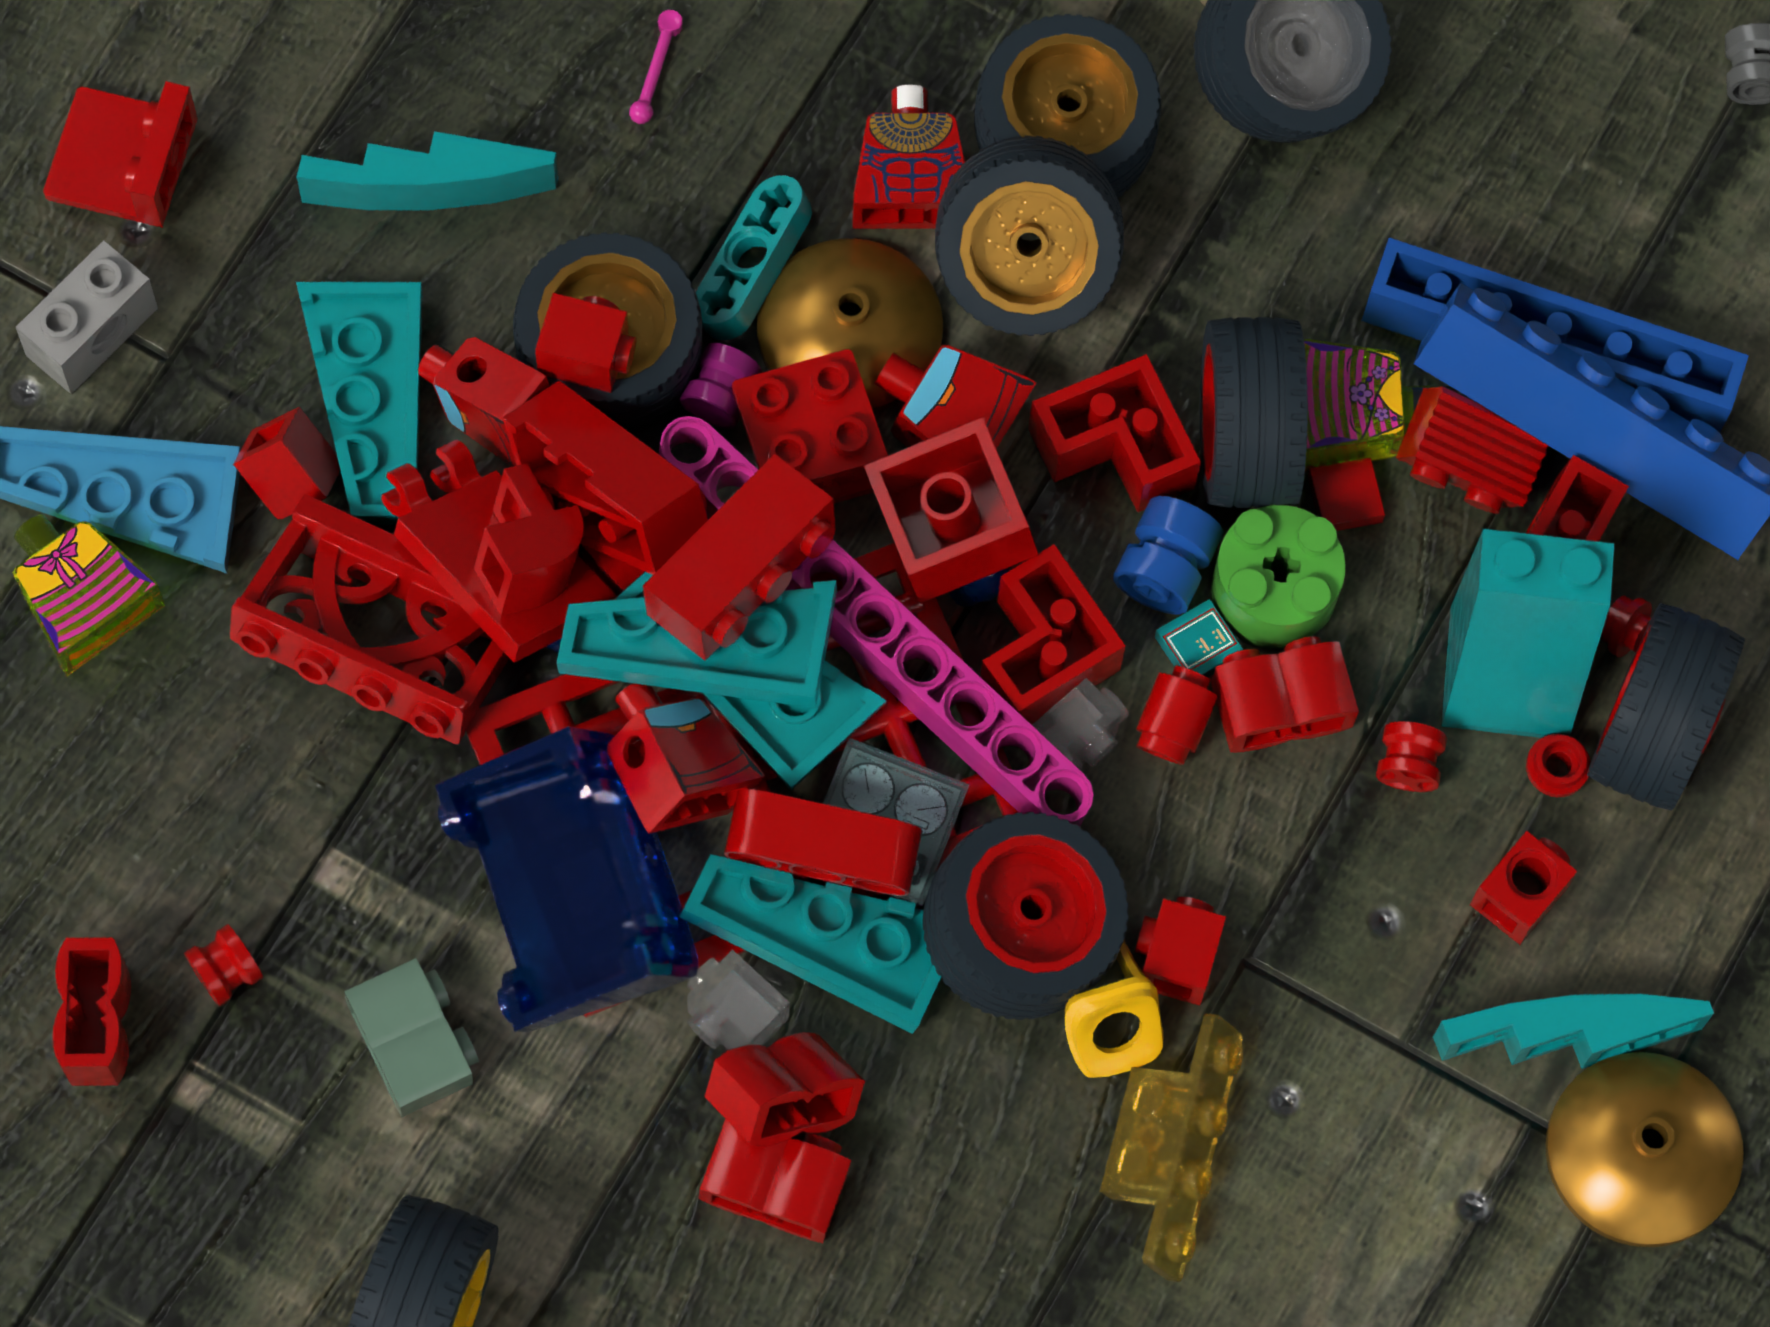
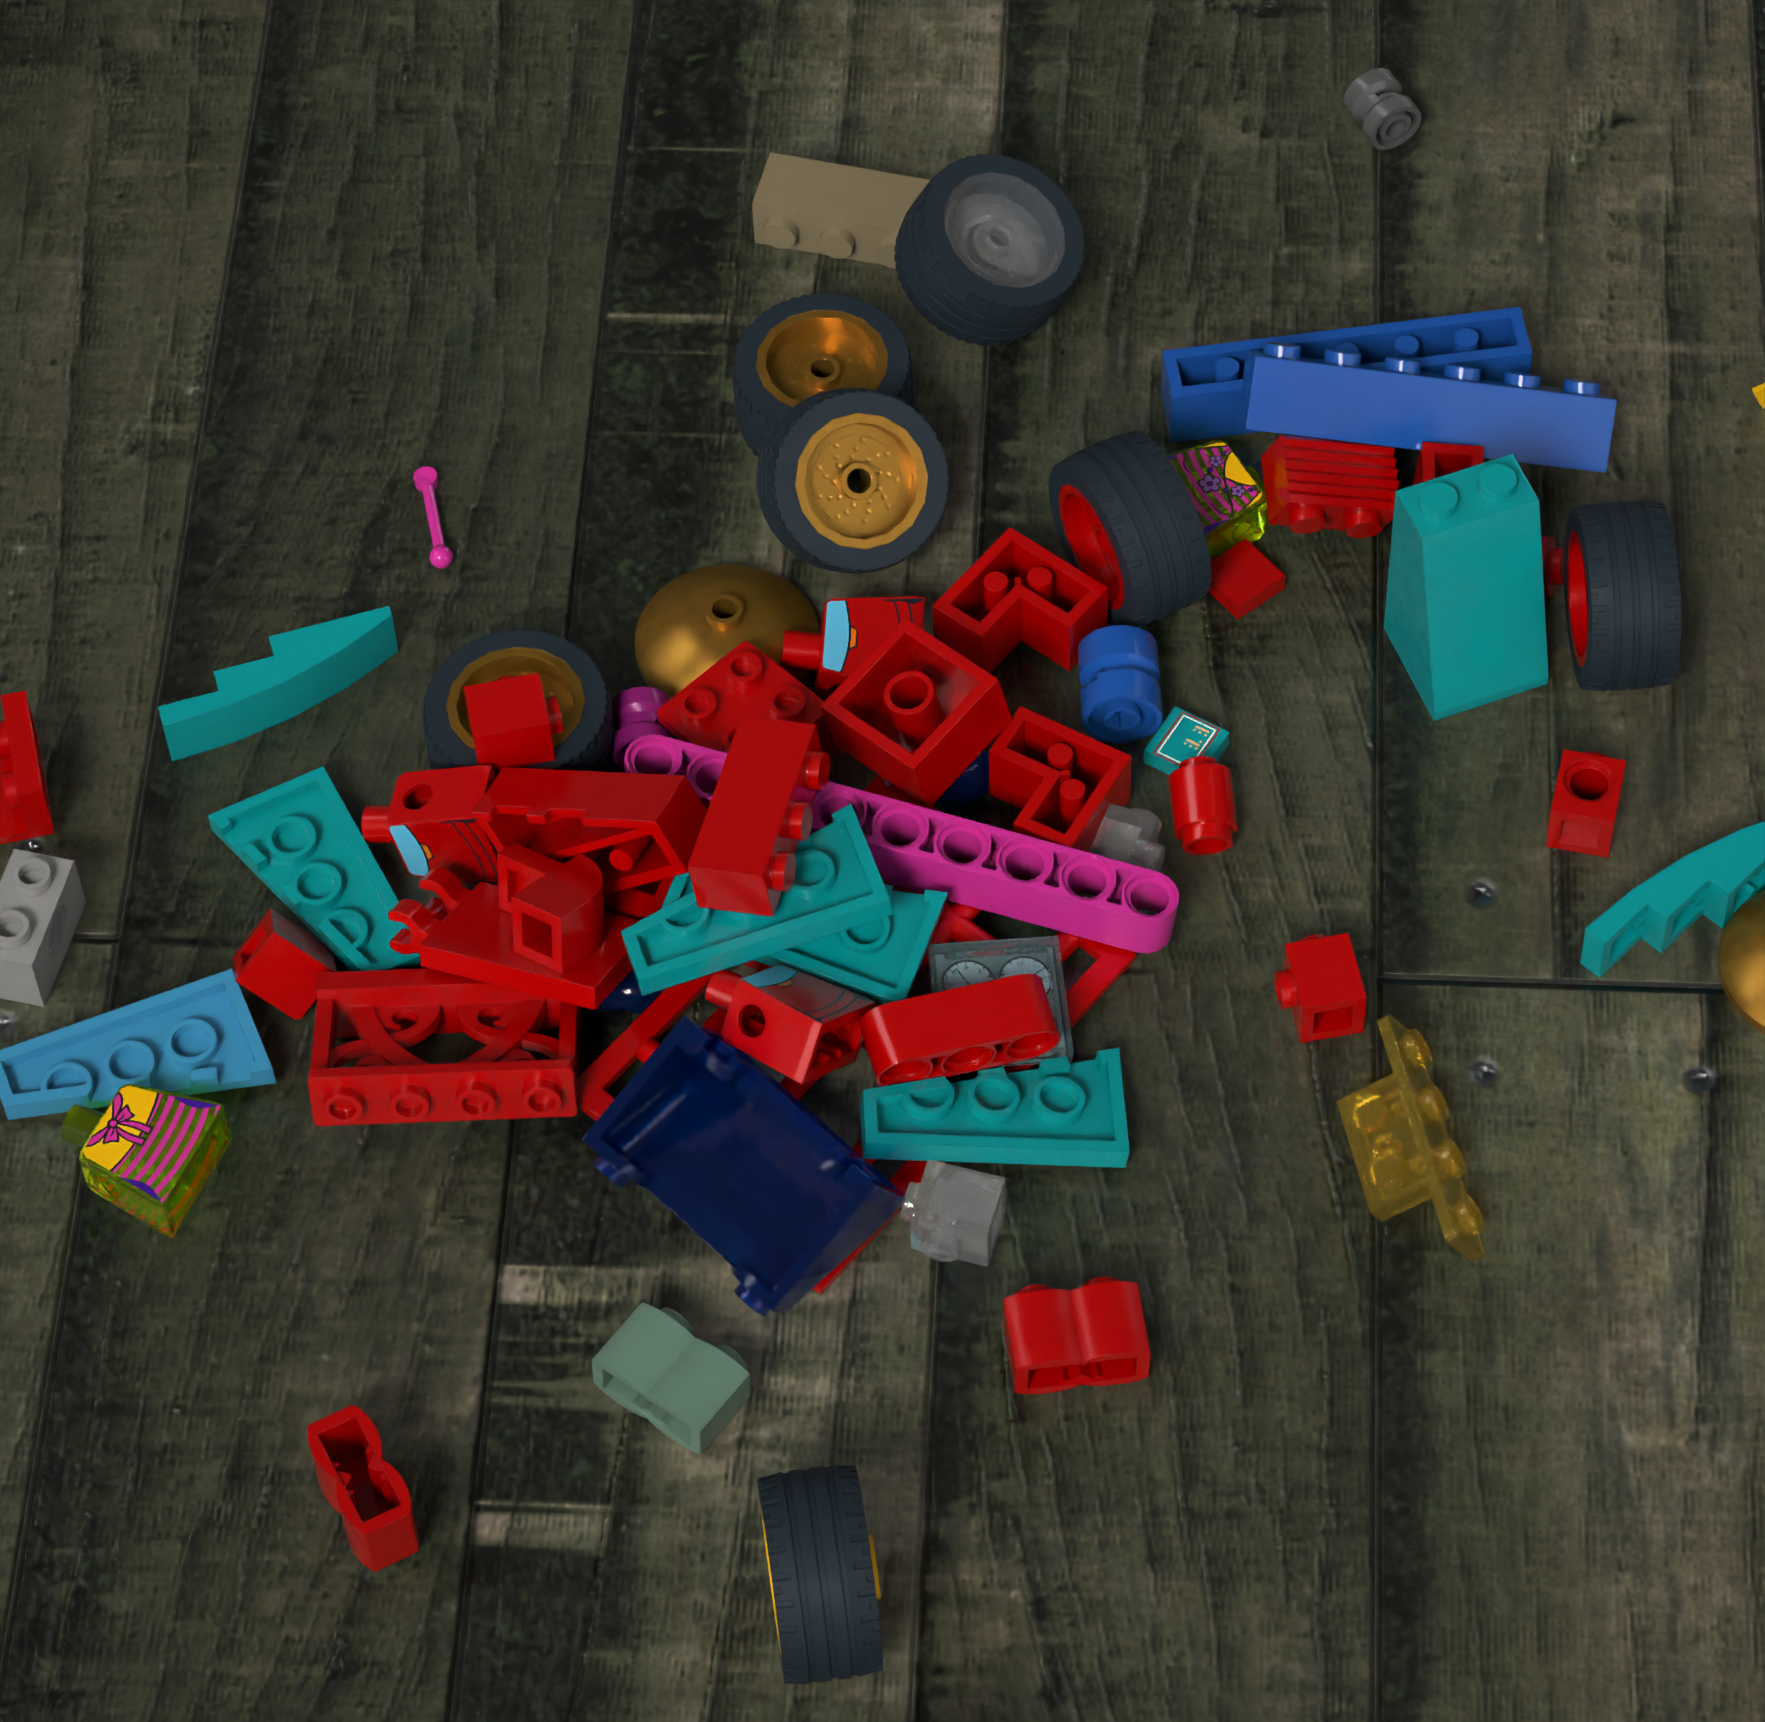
camera: 20 degrees left, 15 degrees down
(223, 965) = (462, 1398): red wheel -> none
(751, 231) = (598, 600): teal beam -> none
(784, 1089) = (1043, 1249): red brick -> none
(905, 164) = (706, 491): torso -> none
(1036, 870) = (1172, 1014): wheel -> none
(1089, 1008) = (1275, 1056): yellow piece -> none
(1284, 694) = (1288, 748): red brick -> none
(1286, 543) = (1225, 656): bright green brick -> none
(1411, 756) = (1425, 746): red wheel -> none
(1562, 748) = (1558, 687): red plate -> none

